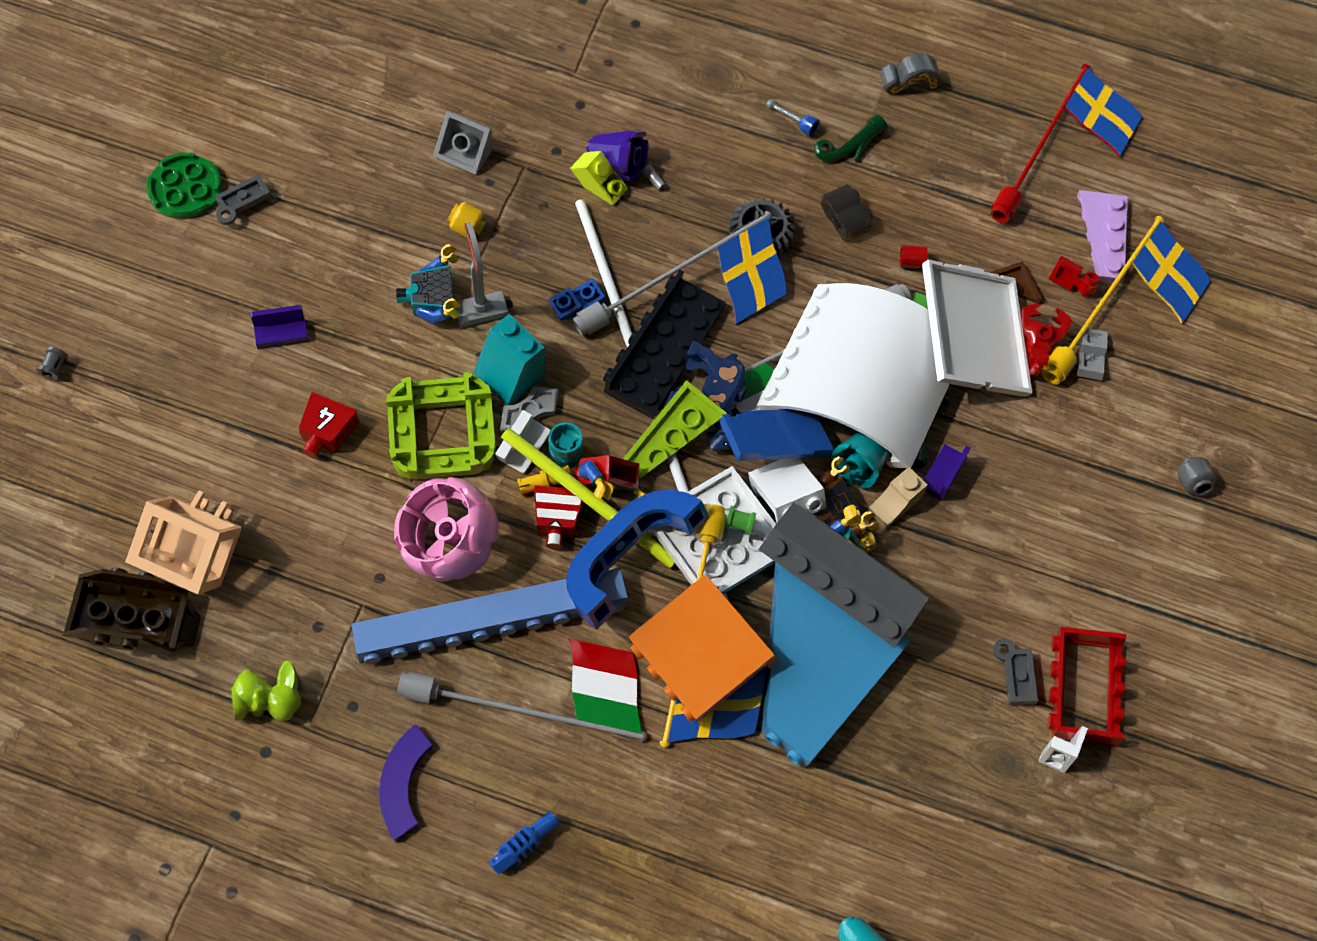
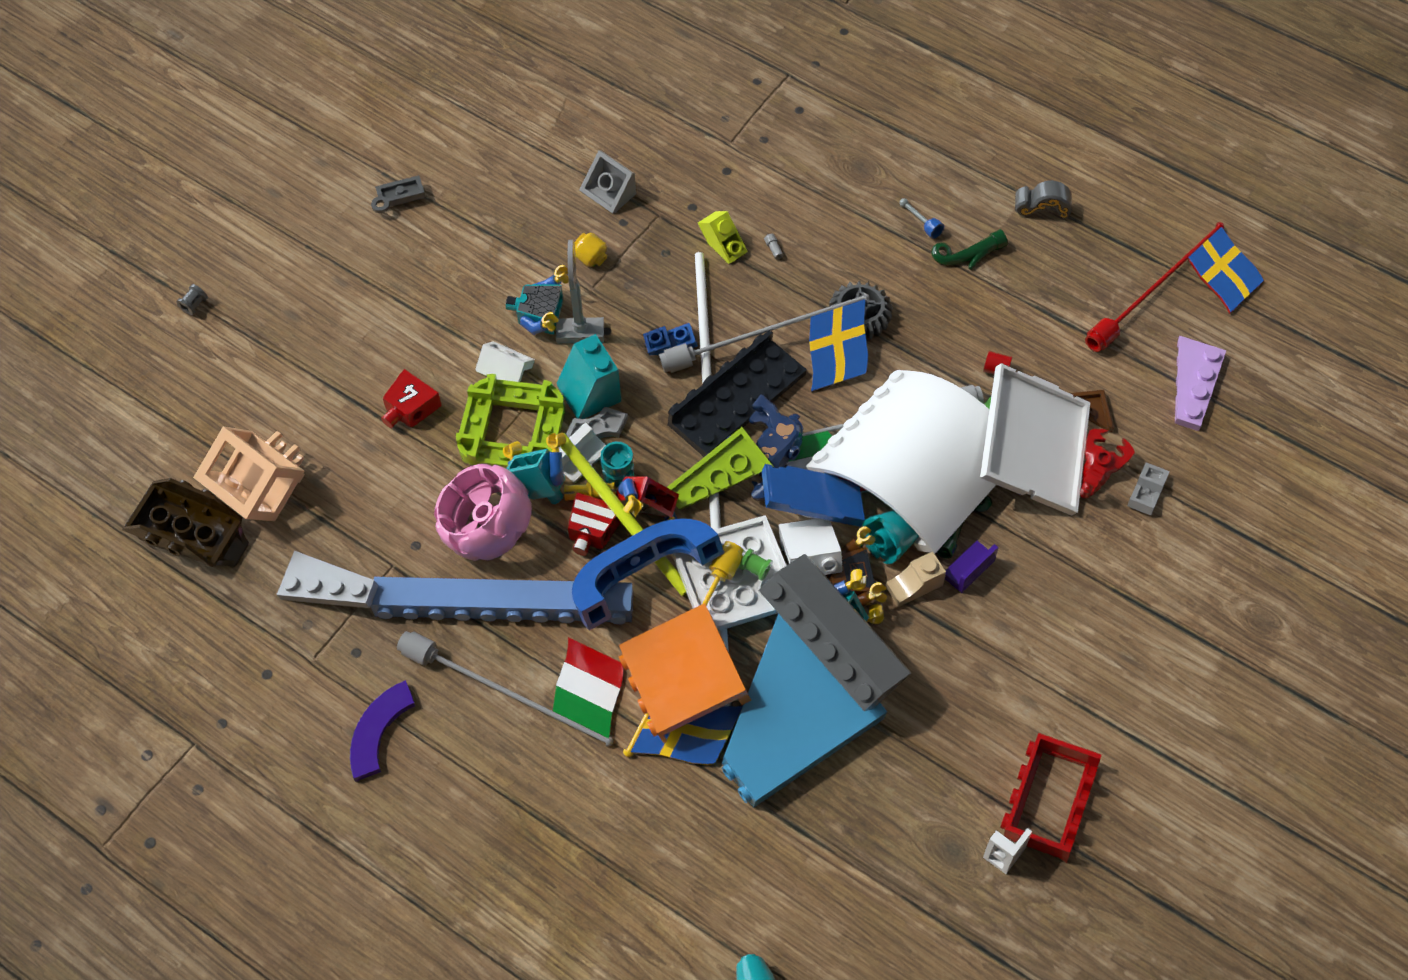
camera: 20 degrees right, 5 degrees down
(184, 186) = (353, 173): green tile -> none
(256, 695) = (271, 620): lime animal -> none
(279, 326) = (396, 308): dark purple panel -> none
(299, 642) = (325, 583): none -> wing
(411, 361) = (503, 362): none -> white panel
(491, 471) = (539, 470): none -> teal torso
(523, 843) = (468, 810): blue hinge -> none
(624, 151) = (751, 217): dark purple cone -> none
(846, 212) = (945, 312): clear smoke brick -> none
(1018, 673) = (986, 768): dark grey hinge -> none
(1067, 273) = (1145, 411): red plate -> none
(1165, 269) = (1243, 424): flag -> none
(1197, 476) = (1220, 624): dark grey head -> none

